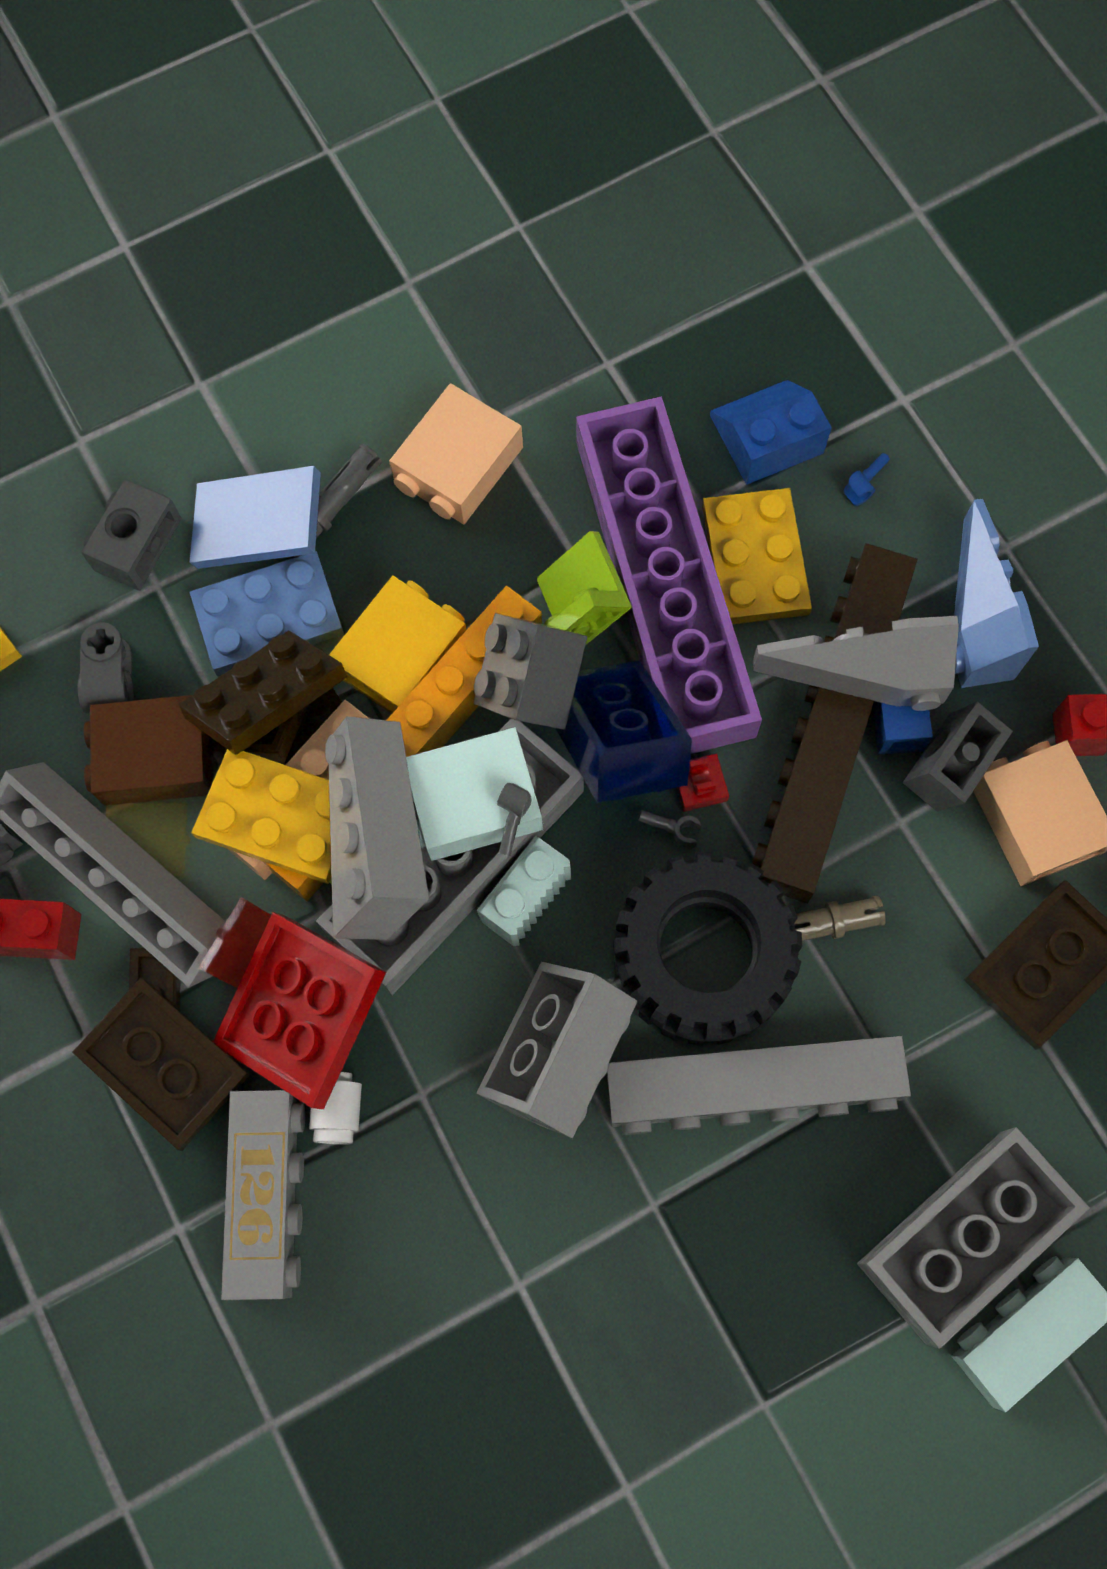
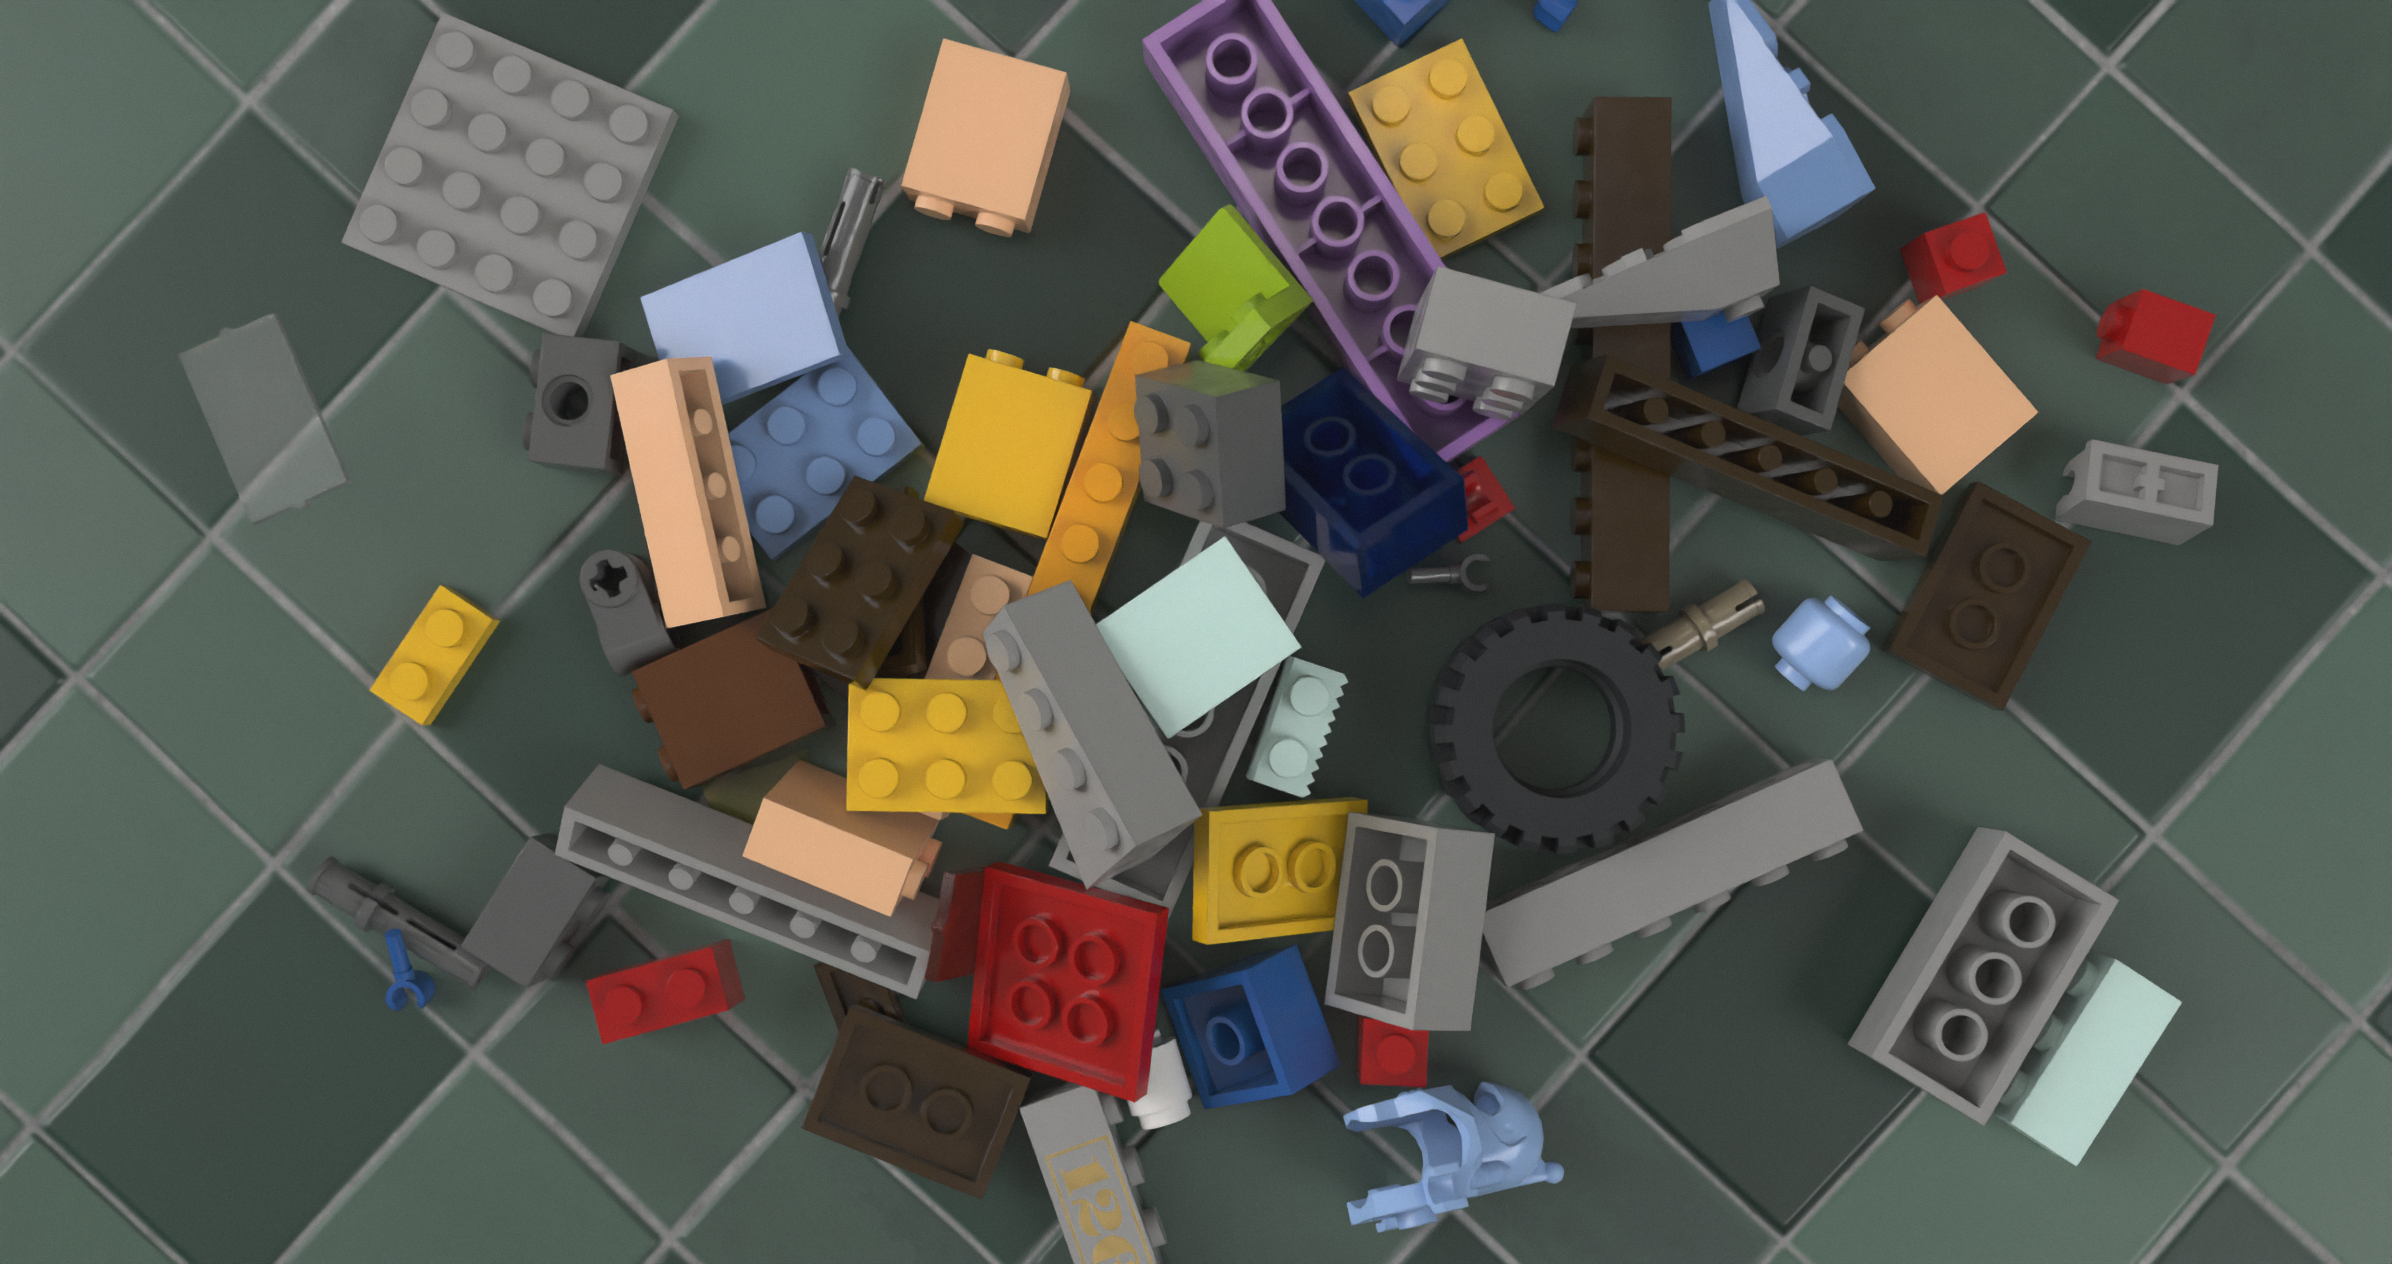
camera: 15 degrees left, 15 degrees up
(147, 391) = (510, 178): none -> light grey plate
(175, 605) = (688, 490): none -> light nougat brick
(189, 869) = (853, 854): none -> light nougat brick
(418, 1095) = (1251, 1028): none -> blue slope
(468, 976) = (1268, 868): none -> yellow plate
(514, 1142) = (1390, 1054): none -> red brick
(517, 802) = (1263, 641): dark grey hand -> none
(557, 1243) = (1487, 1151): none -> light blue helmet
(731, 649) = (1484, 343): none -> light grey brick
(900, 803) = (1746, 459): none -> dark brown brick
(919, 957) = (1821, 644): none -> light blue head

